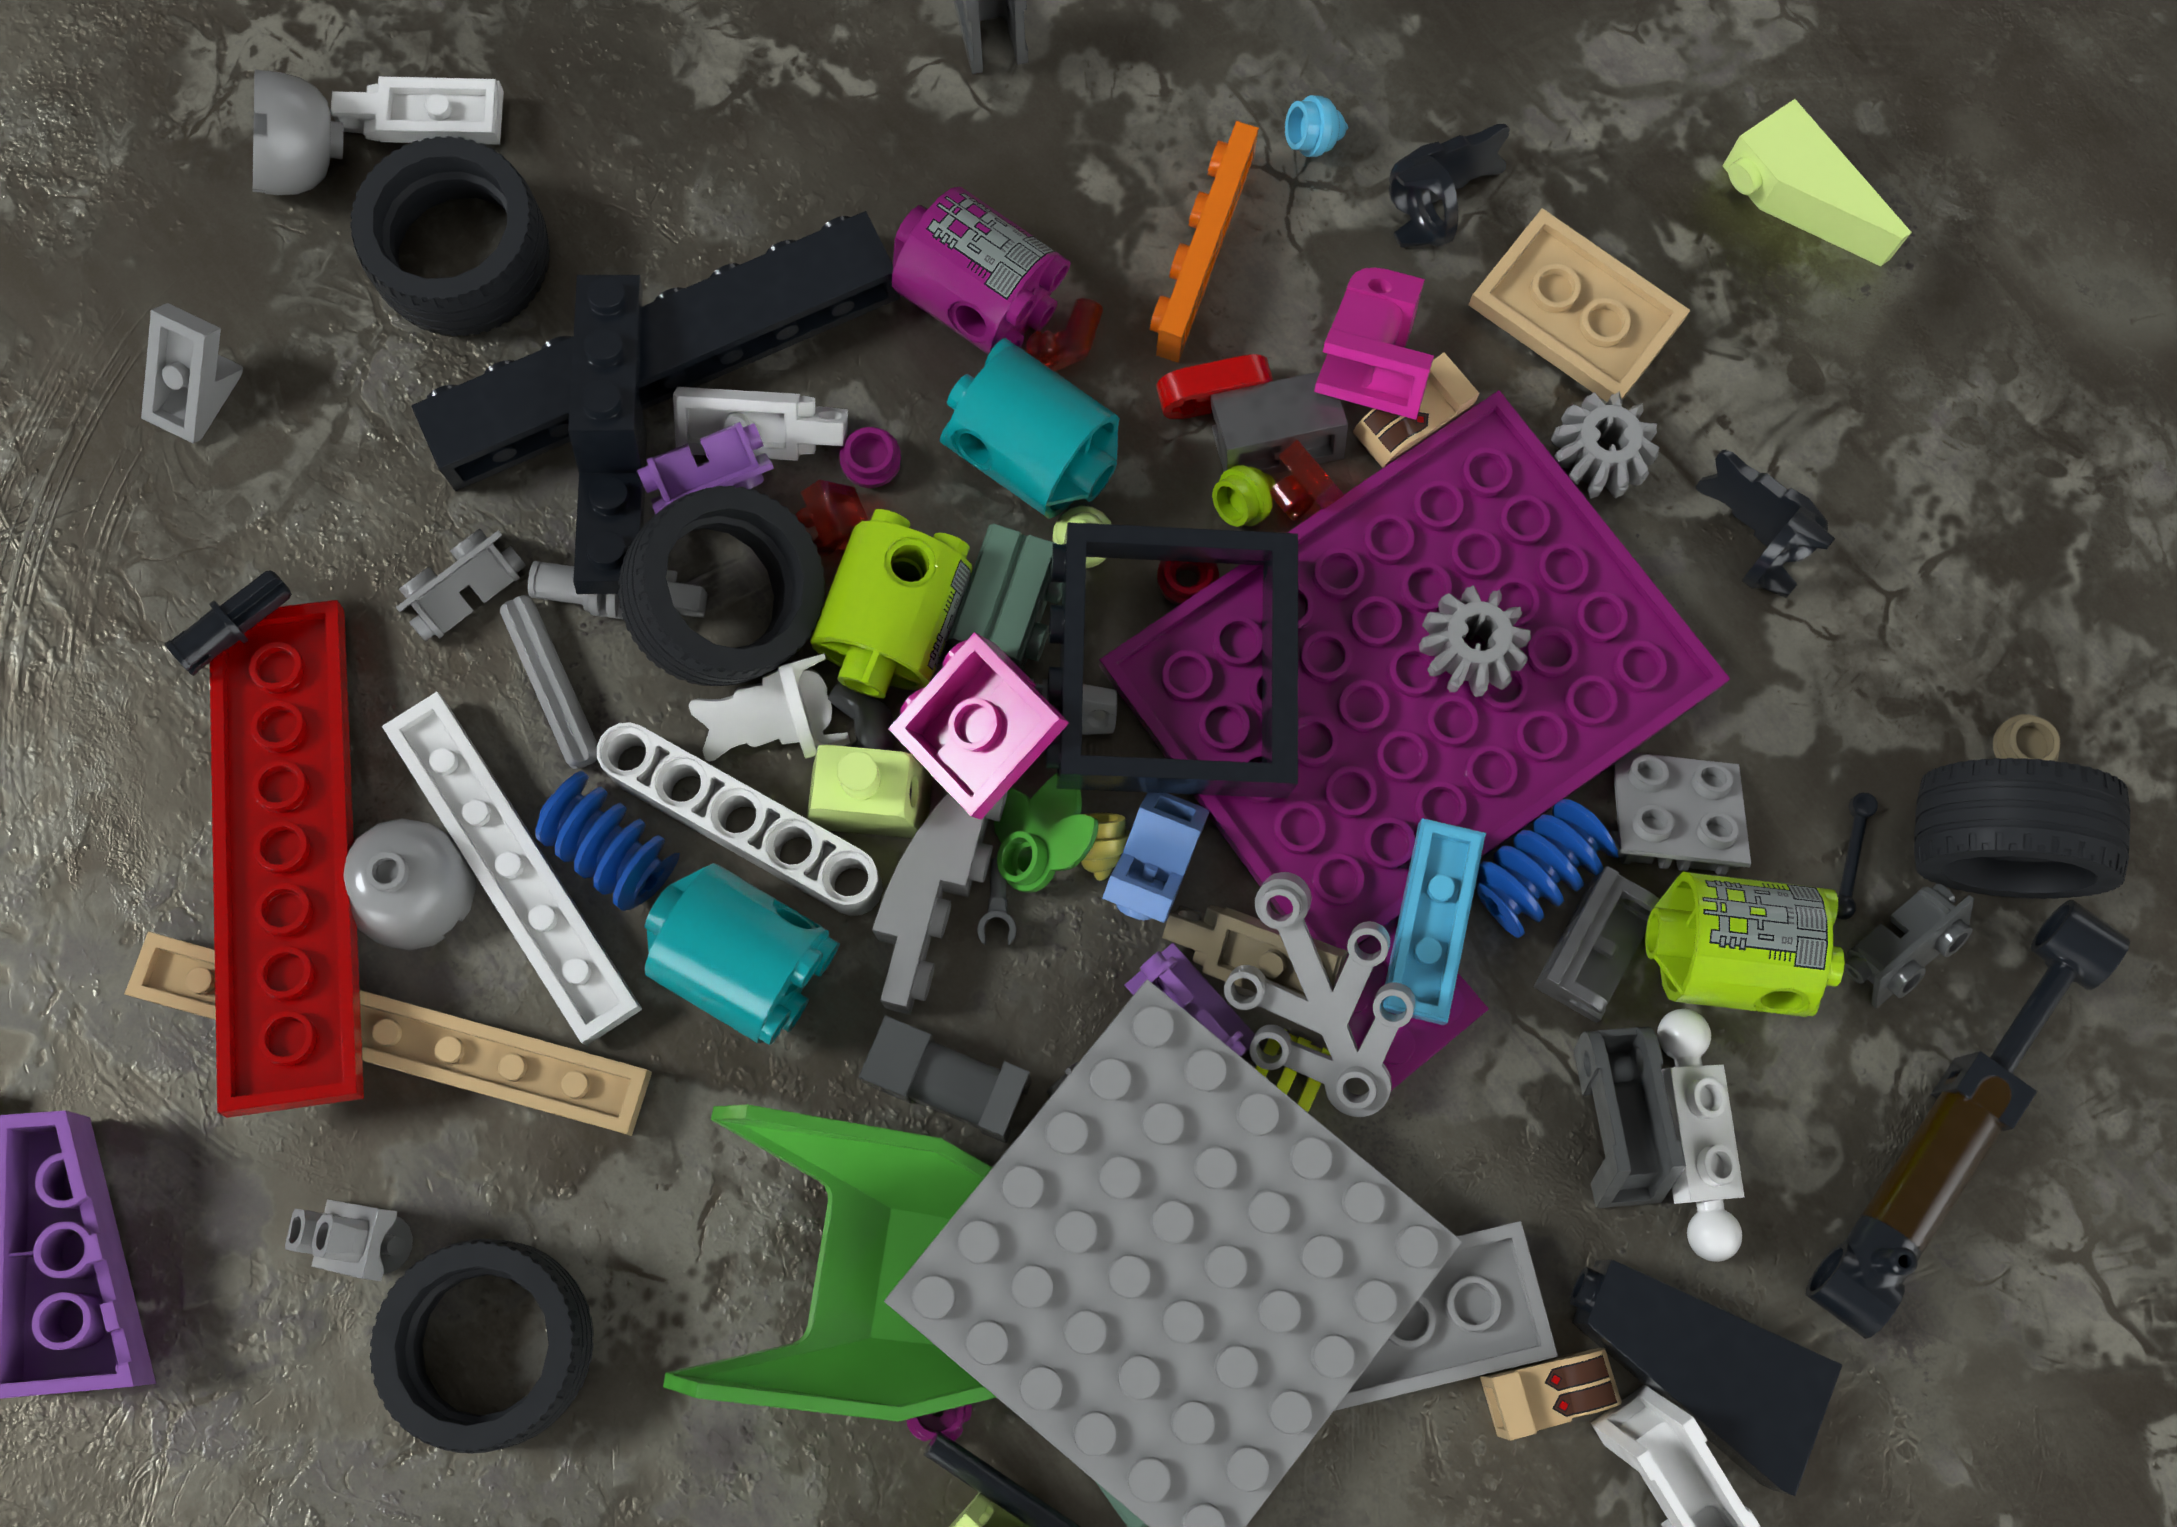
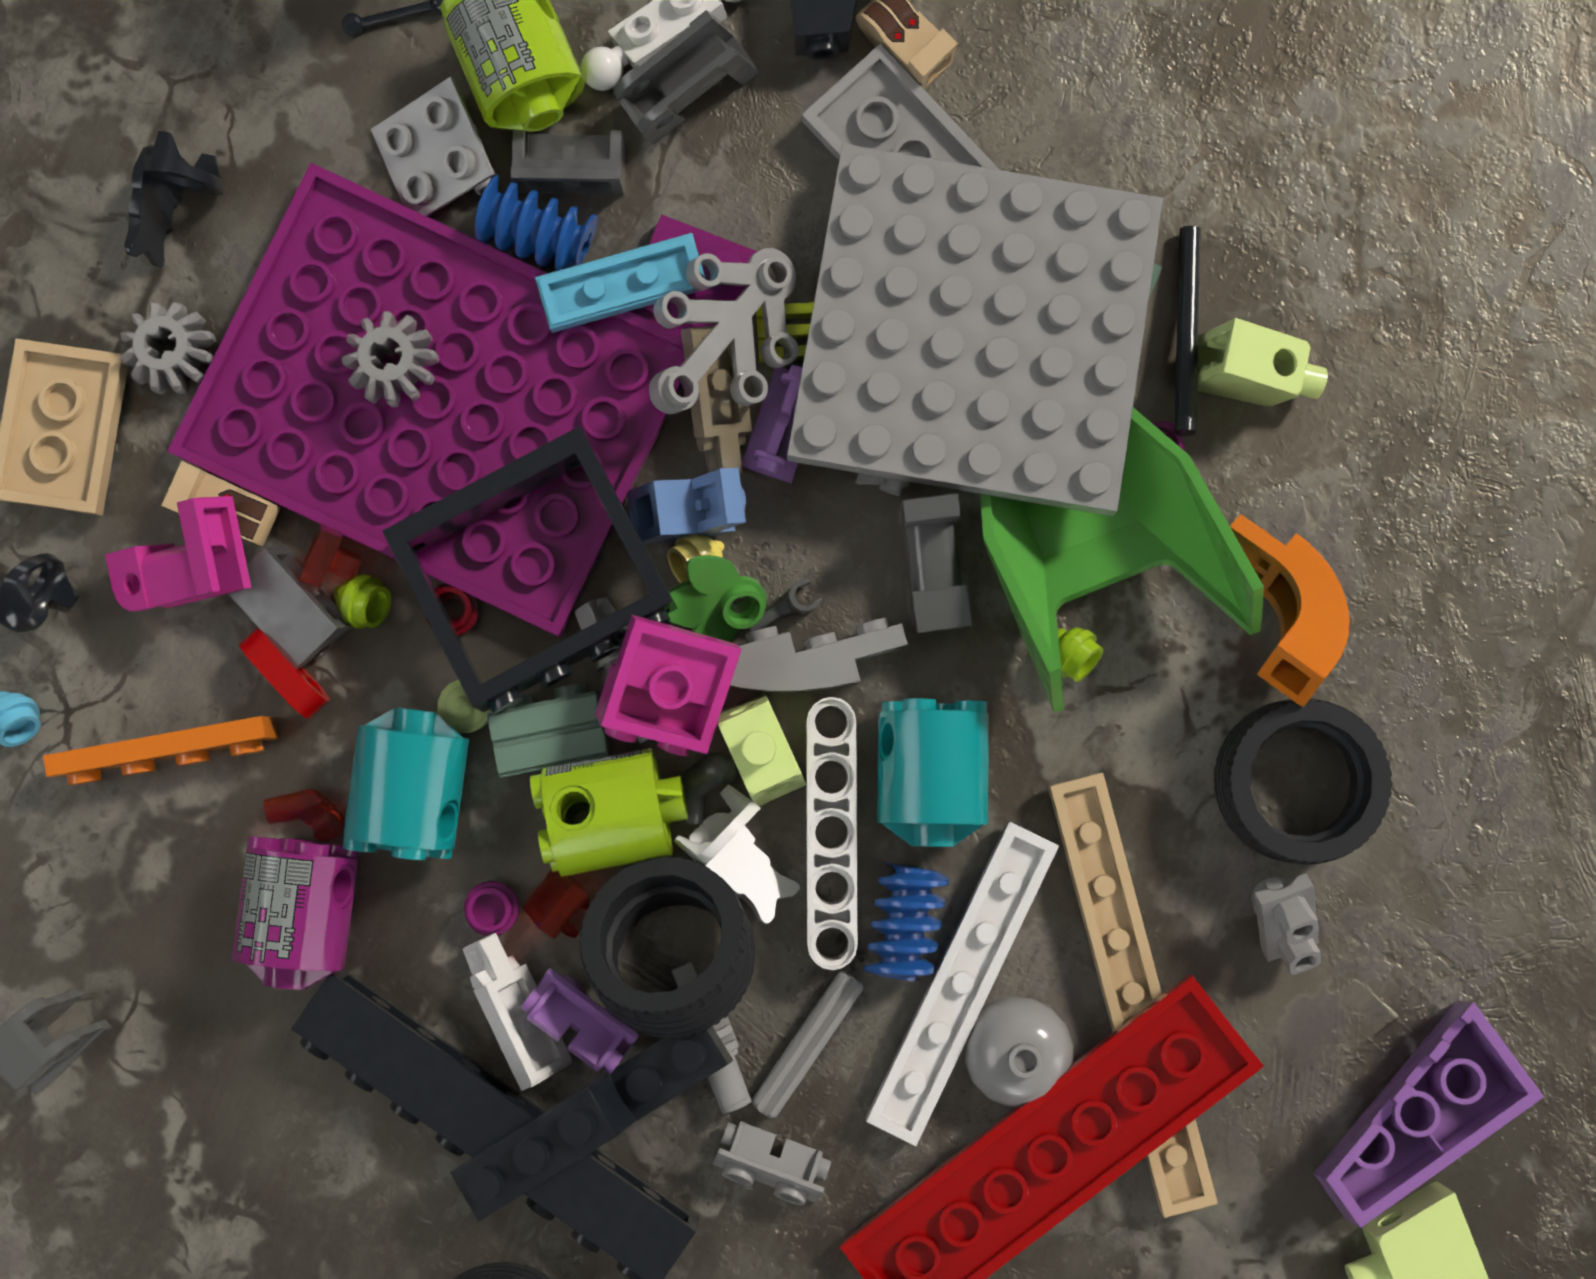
camera: 120 degrees left, 10 degrees up
(663, 1465) = (1308, 608): none -> orange arch
(769, 1182) = (1078, 652): none -> lime plate

